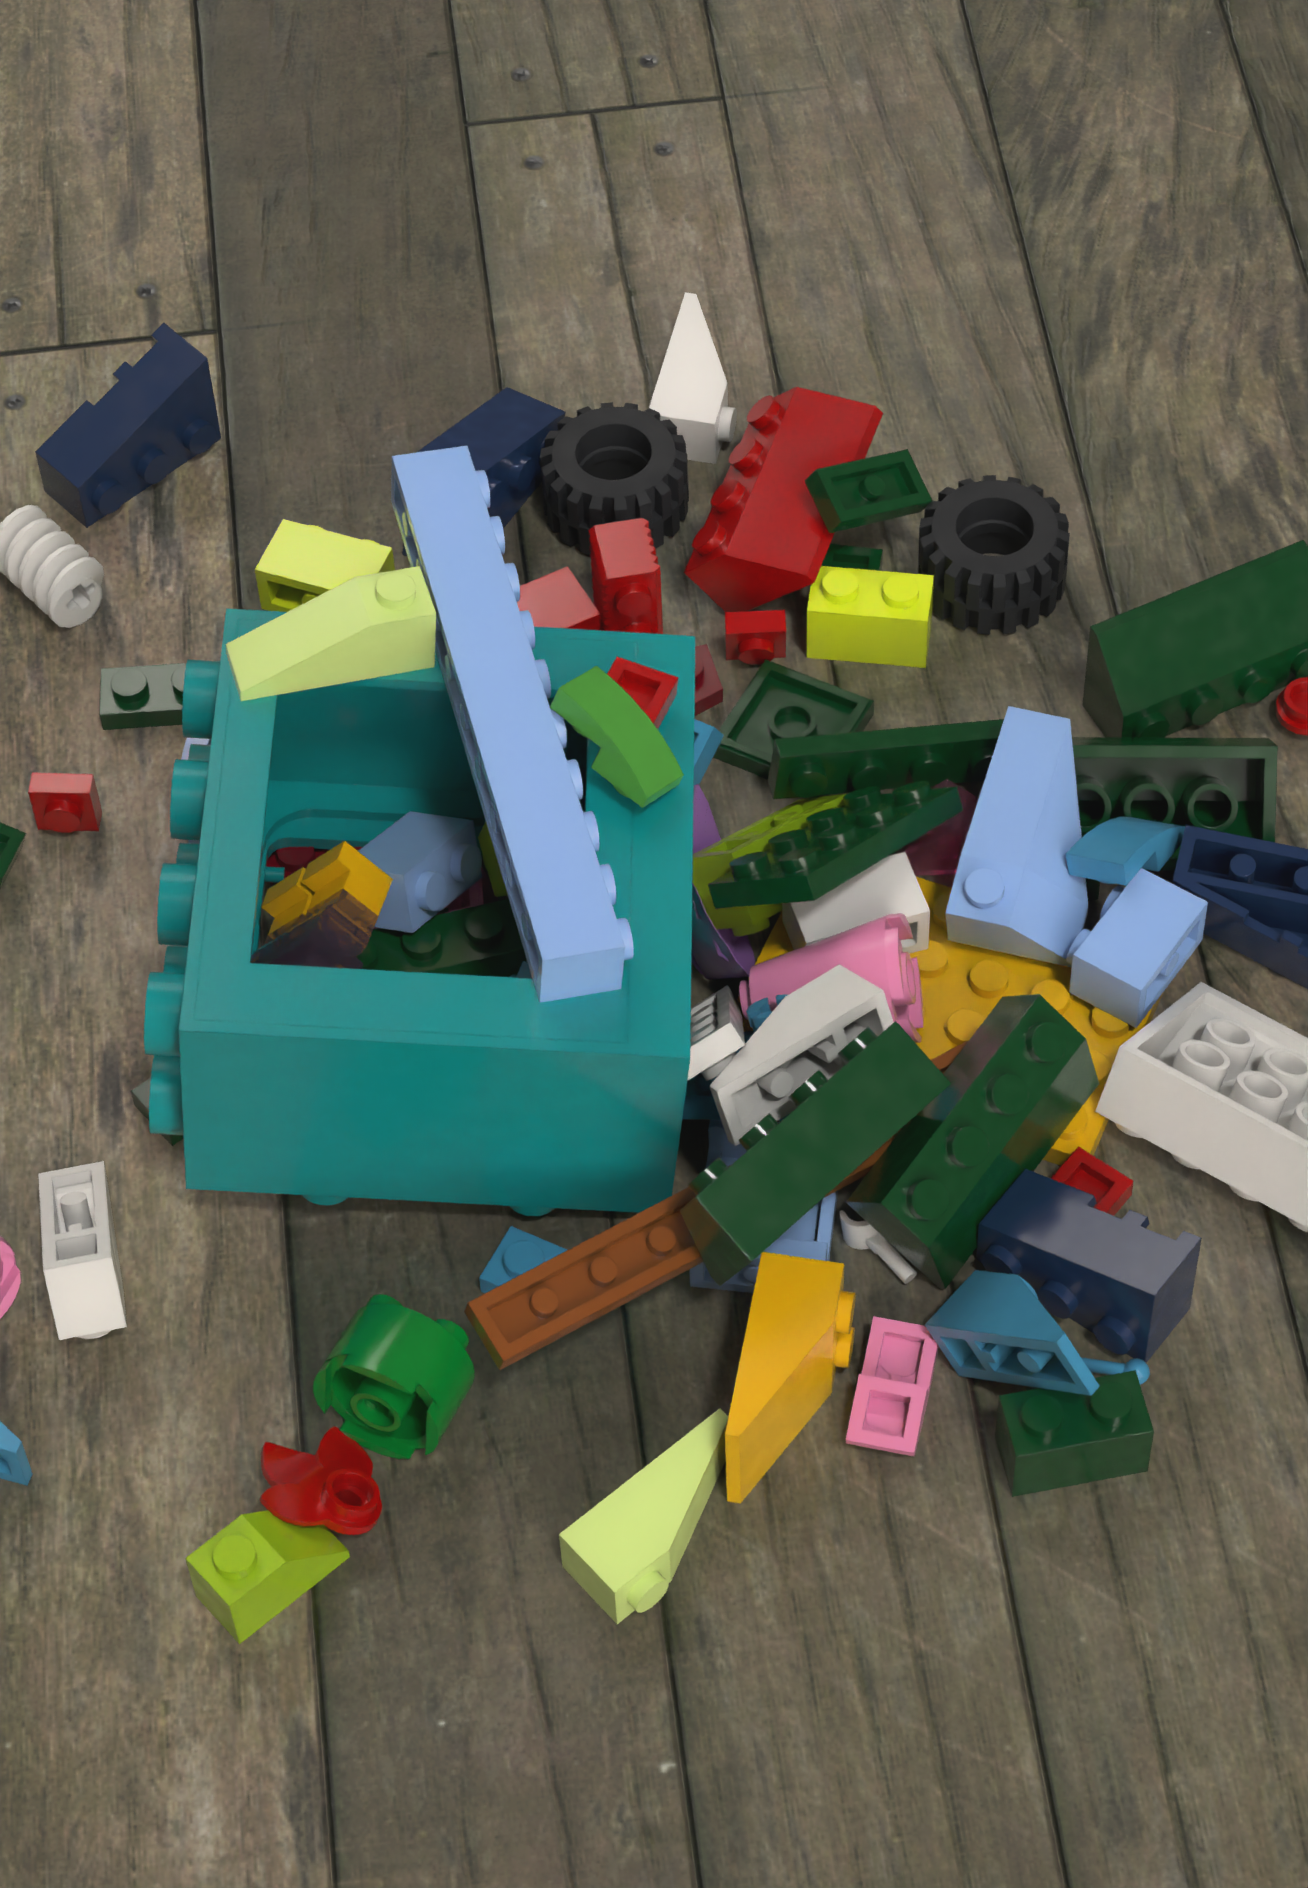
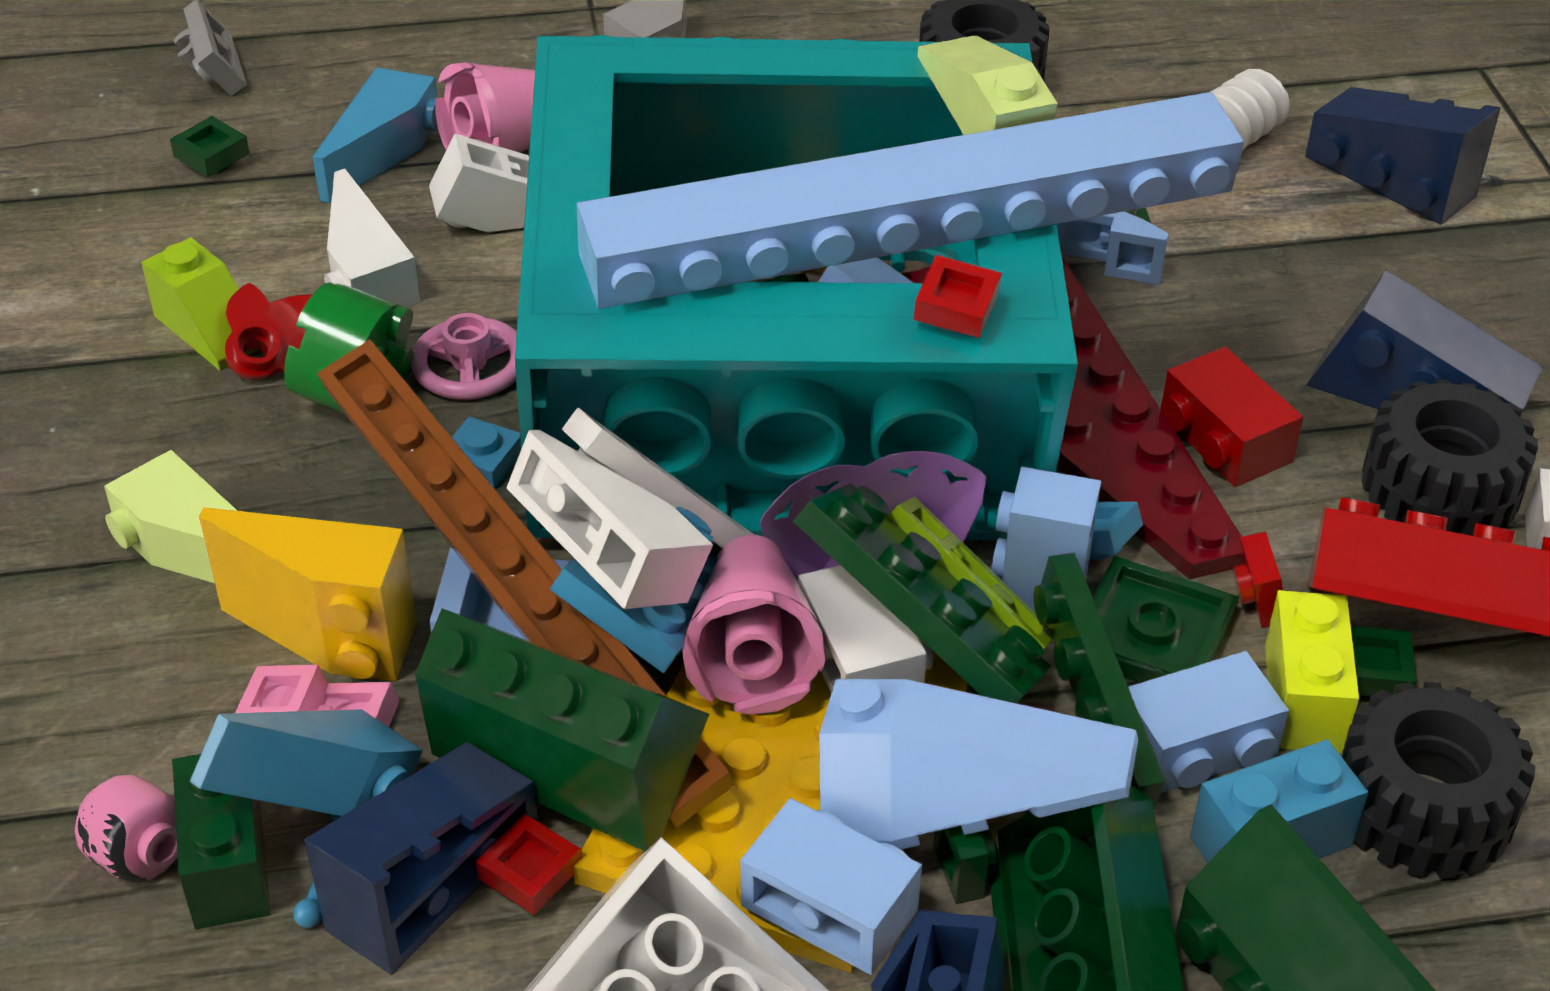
camera: 85 degrees right, 10 degrees down
(176, 1405) = (366, 249): none -> white slope
(310, 561) = (1266, 279): neon yellow brick -> none
(354, 1263) = (467, 343): none -> bright pink piece
(626, 577) = (1282, 460): red brick -> none
(631, 749) = (885, 268): bright green slope -> none
(734, 762) = (1043, 519): none -> light blue brick
(810, 1150) = (481, 524): dark green slope -> none
(868, 491) = (1450, 617): dark green plate -> none
(920, 682) = (1210, 719): none -> light blue brick
(1028, 654) = (1306, 786): none -> dark azure brick
(1061, 1515) = (127, 825): none -> bright pink head
(1122, 847) = (970, 858): dark azure slope -> none

